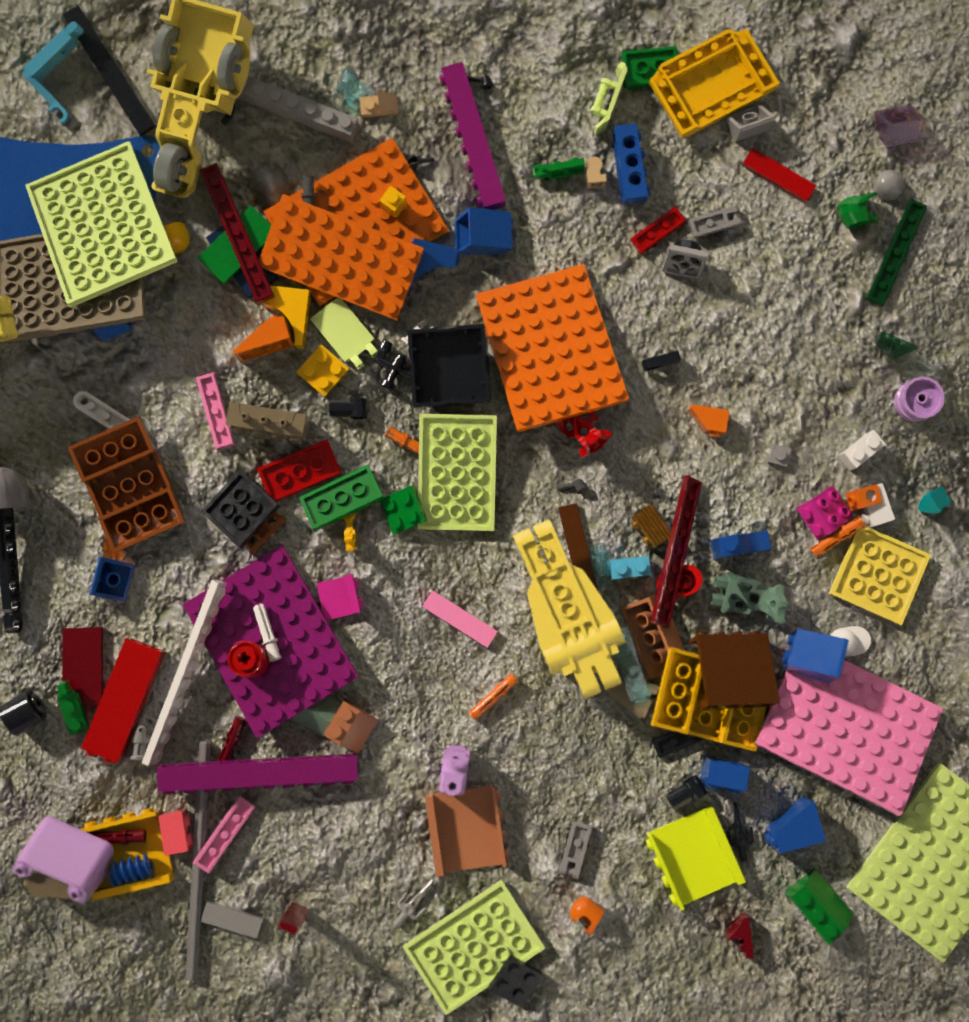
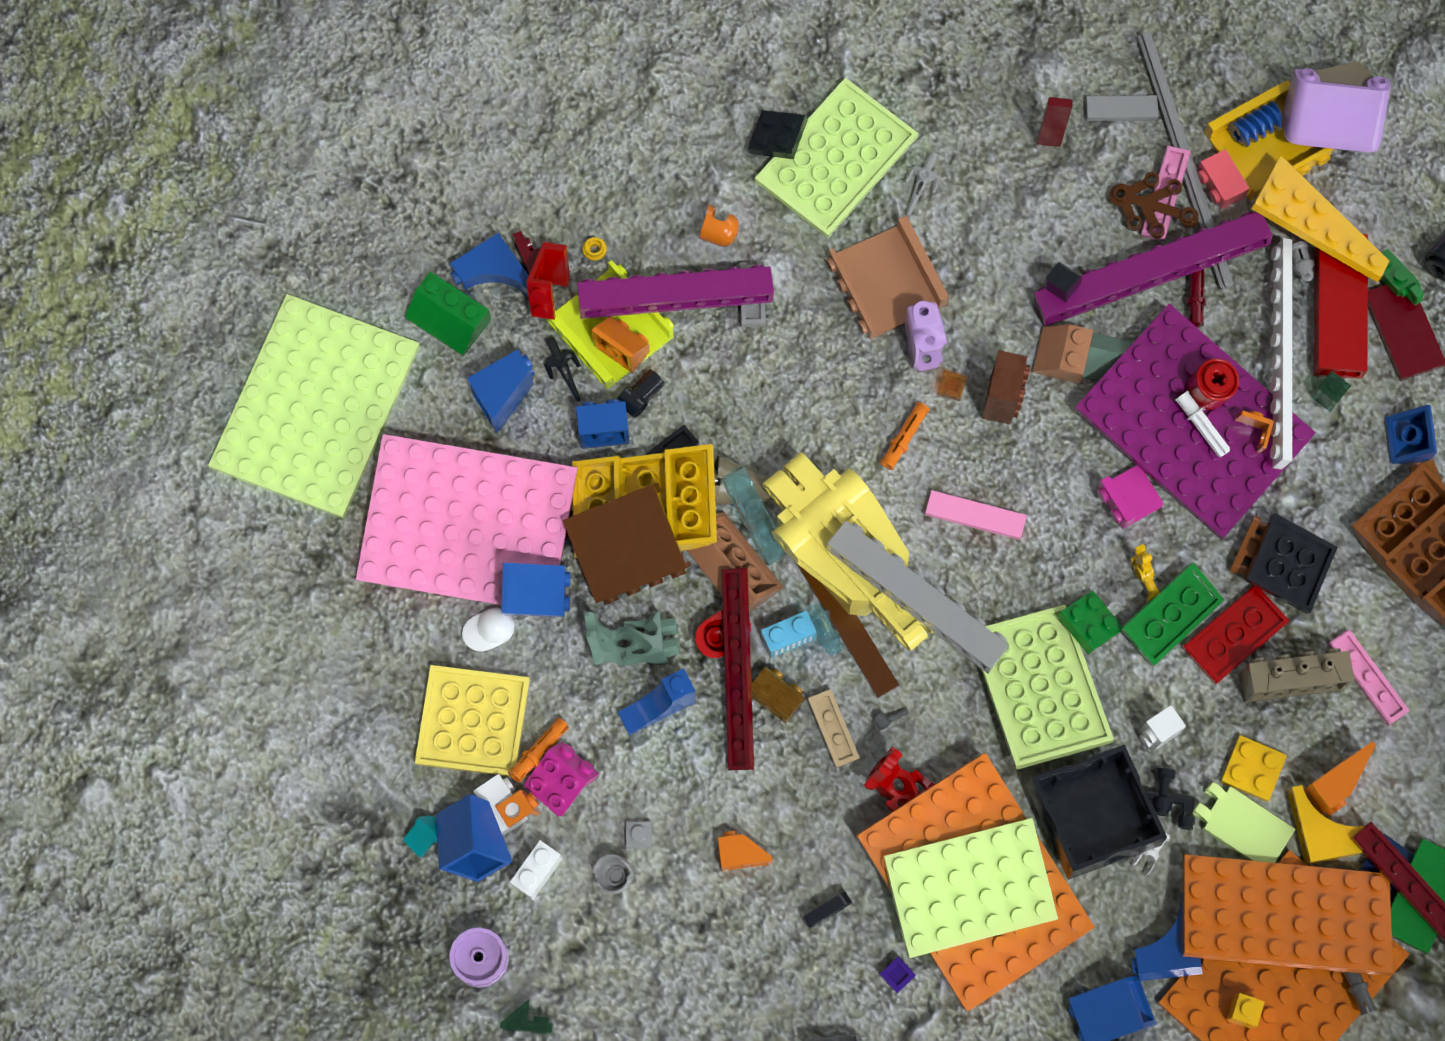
camera: 165 degrees right, 10 degrees down
(122, 778) = (1303, 211): none -> yellow wing
(124, 836) = (1263, 162): dark red pin -> none
(158, 632) = (1331, 391): none -> clear green brick
(226, 625) = (1257, 420): none -> orange bracket
(240, 828) = (1150, 203): none -> reddish brown plant
(333, 780) = (1062, 281): none -> black piece
(354, 408) = (1204, 728): black piece -> none
(381, 414) = (1161, 729): none -> white brick
(403, 439) = (1123, 710): orange pin -> none
(407, 707) = (1006, 387): none -> copper brick
(444, 726) = (951, 385): none -> clear orange plate
(535, 552) = (917, 596): none -> light grey brick
(558, 340) = (970, 887): none -> yellowish green plate
(616, 489) = (833, 728): none -> tan plate
(624, 302) = (897, 975): none -> dark purple plate
(640, 866) = (675, 292): none -> magenta brick
(691, 932) = (594, 242): none -> yellow plate
(692, 837) = (620, 343): none -> orange slope
(734, 920) = (549, 269): none -> red panel
(774, 939) = (489, 263): none -> blue arch
(806, 431) = (613, 873): none -> light grey hair
(906, 484) = (470, 839): none -> blue slope

